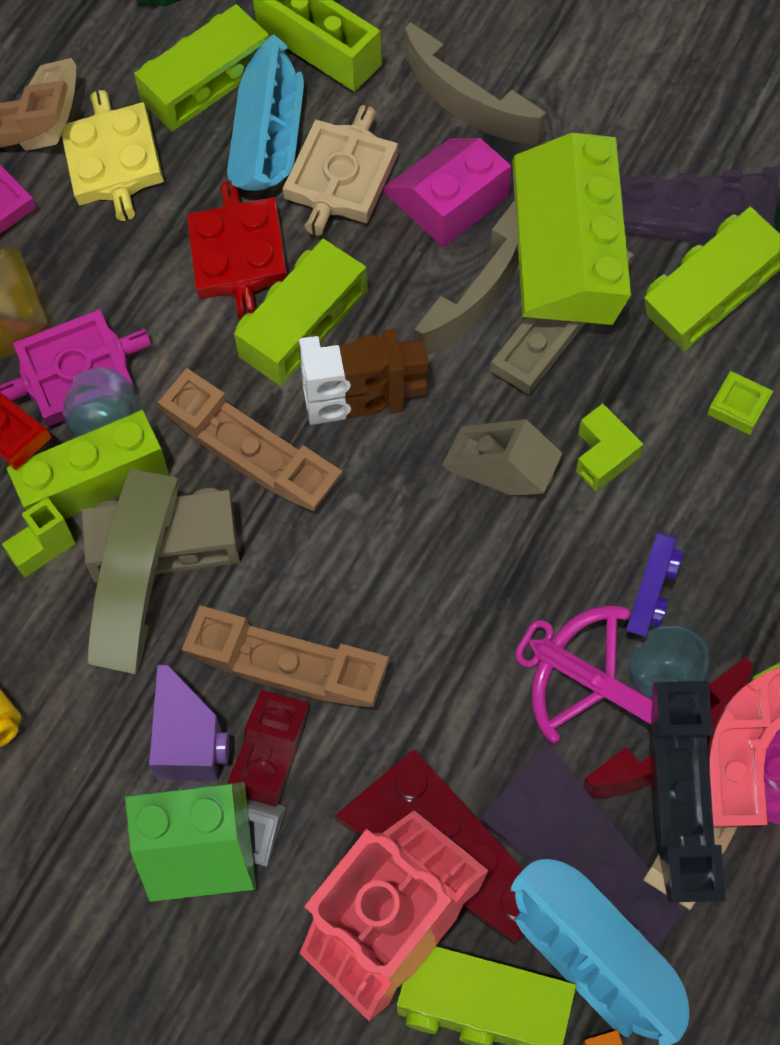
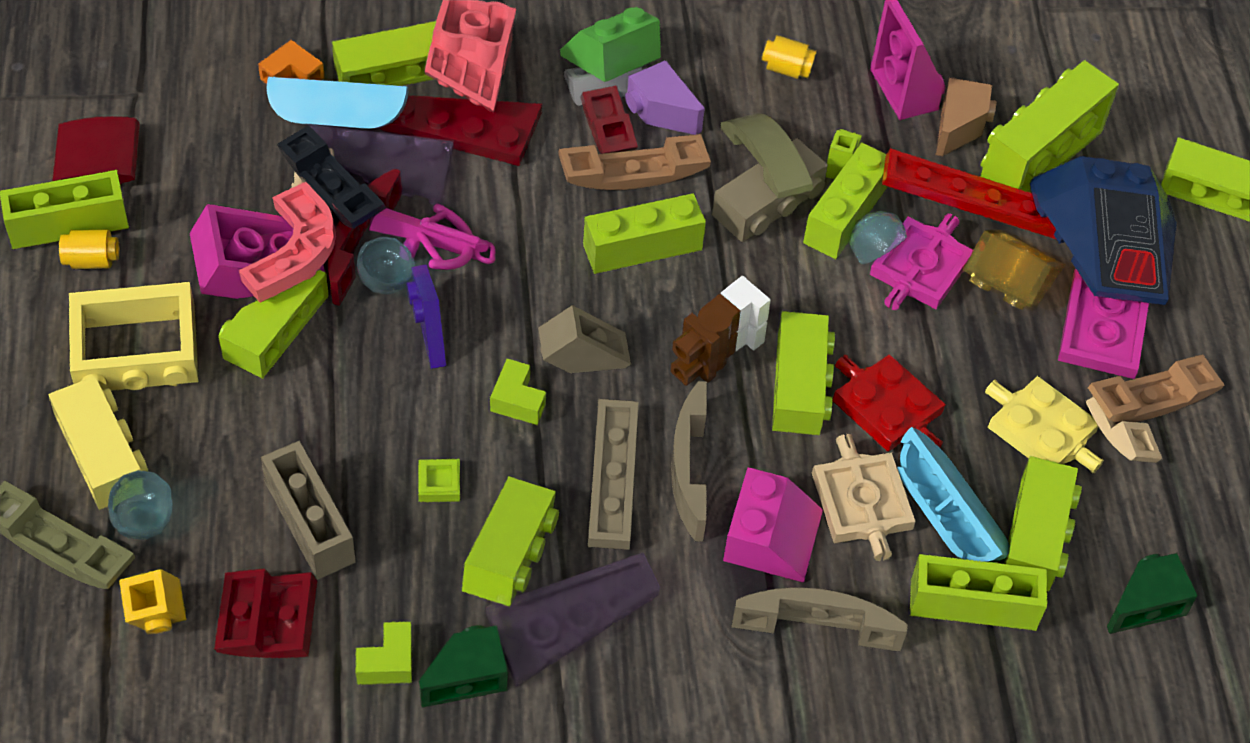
camera: 140 degrees right, 10 degrees down
(247, 445) = (772, 276): medium nougat slope -> none
(345, 551) = (643, 233): none -> lime brick
(571, 230) = (644, 504): lime slope -> none

